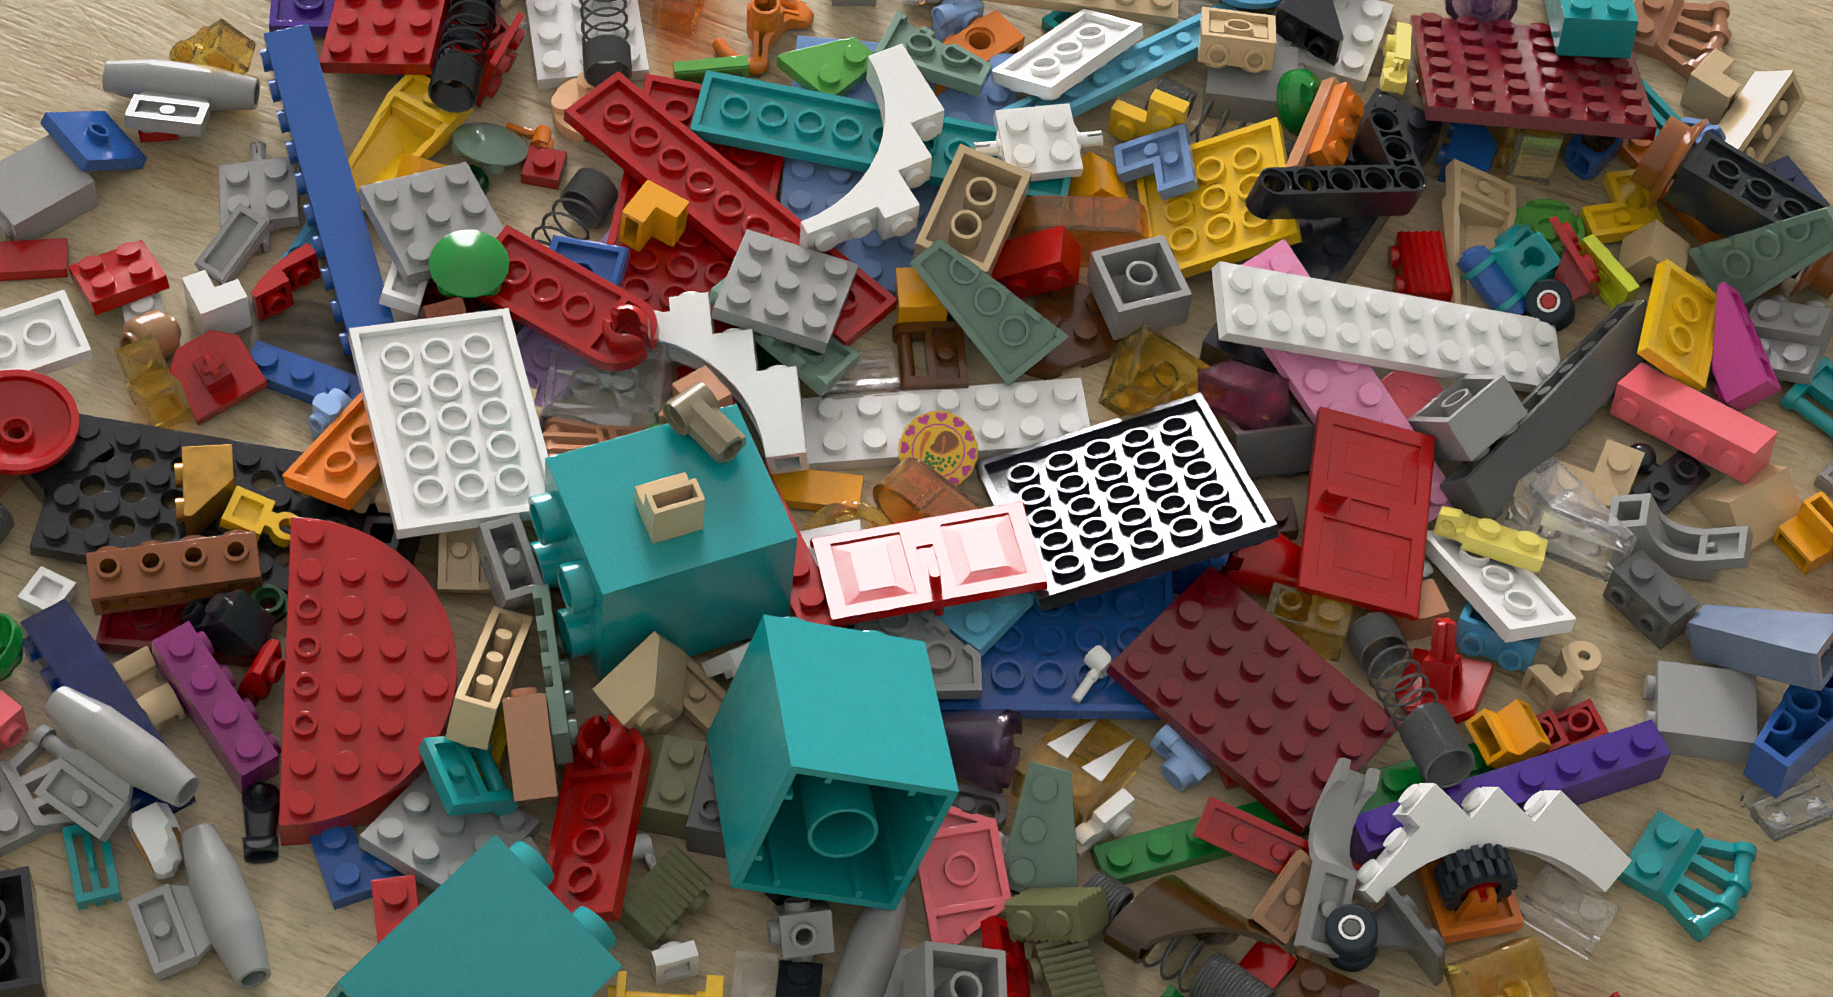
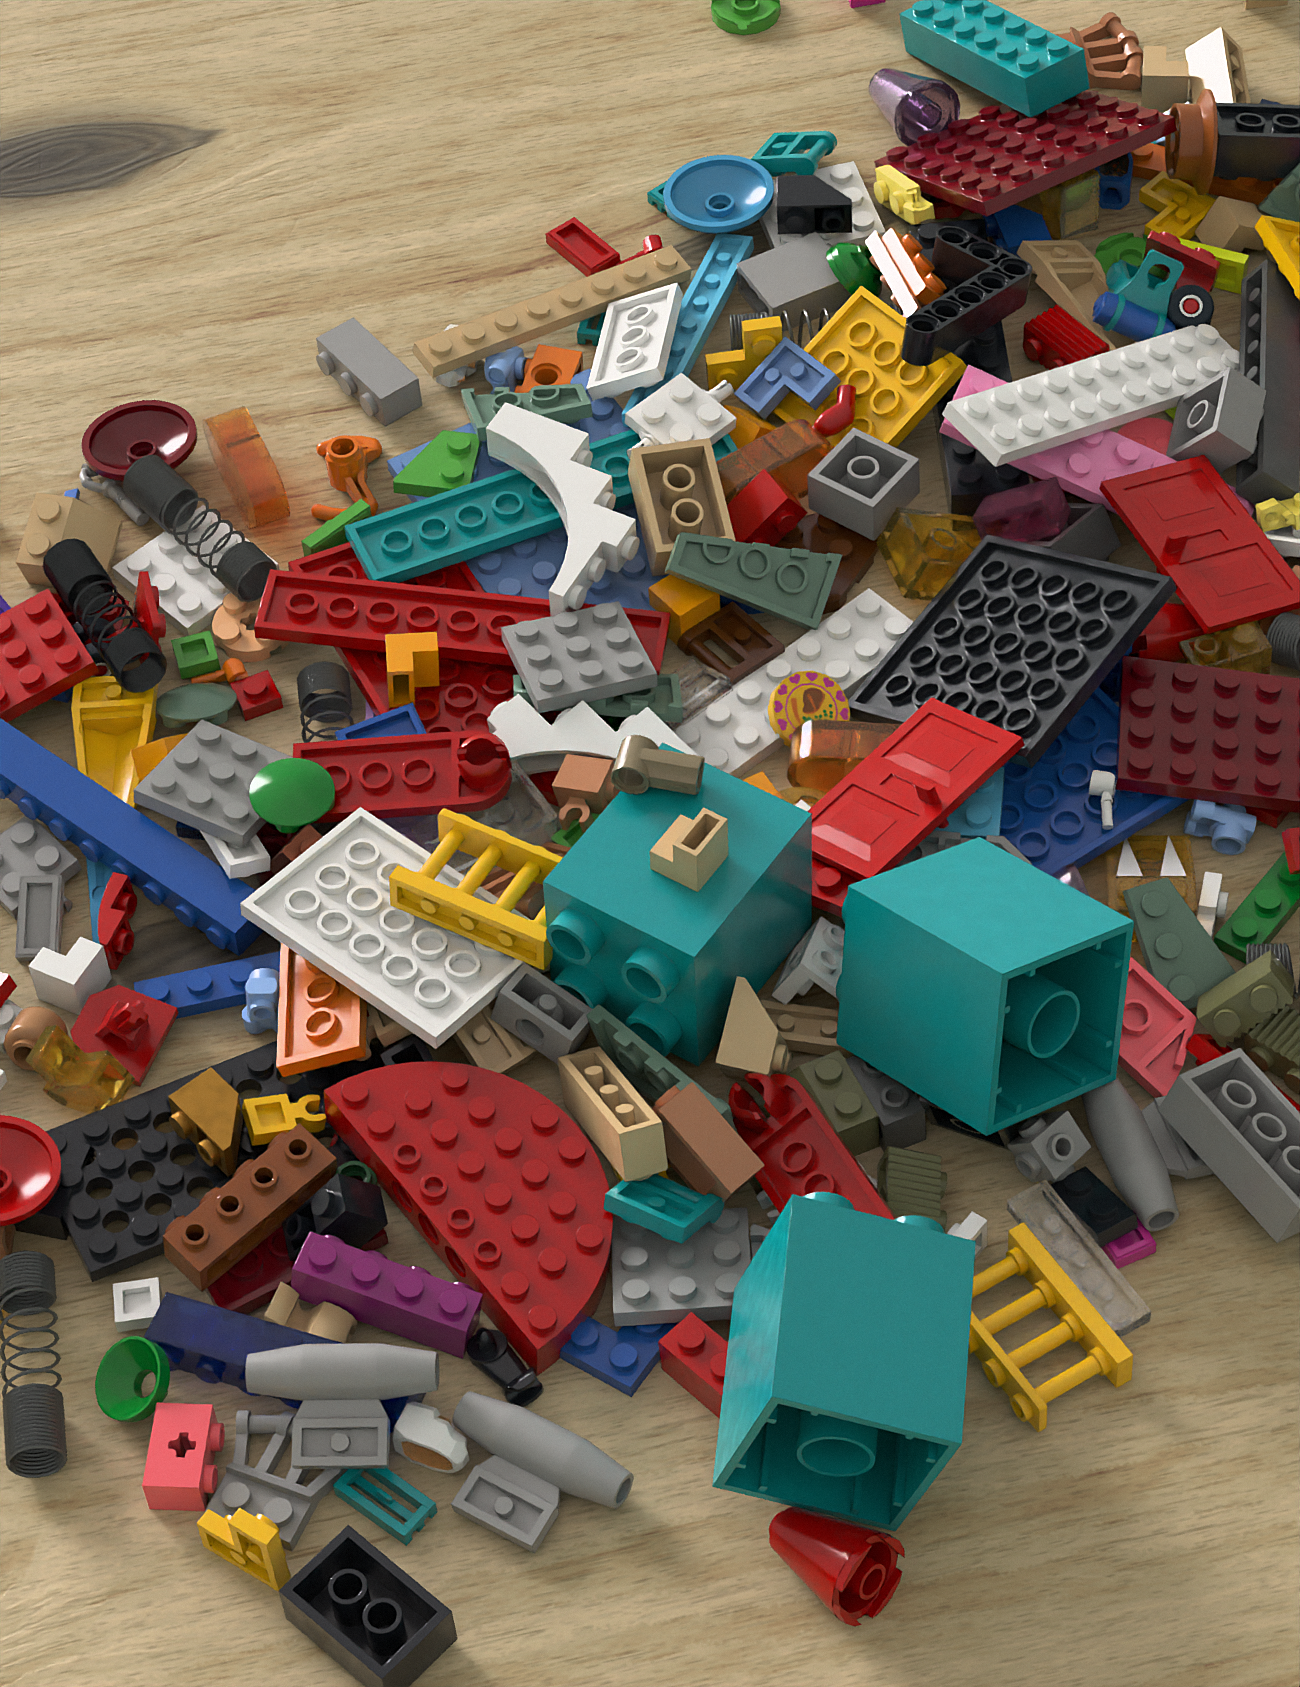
camera: 25 degrees left, 5 degrees down
(263, 672) = (403, 1233): red slope -> none
(498, 434) = (469, 916): none -> yellow fence
(525, 105) = (195, 654): none -> bright green plate
(1175, 217) = (840, 415): none -> red arm
(1237, 39) = (766, 250): tan plate -> none

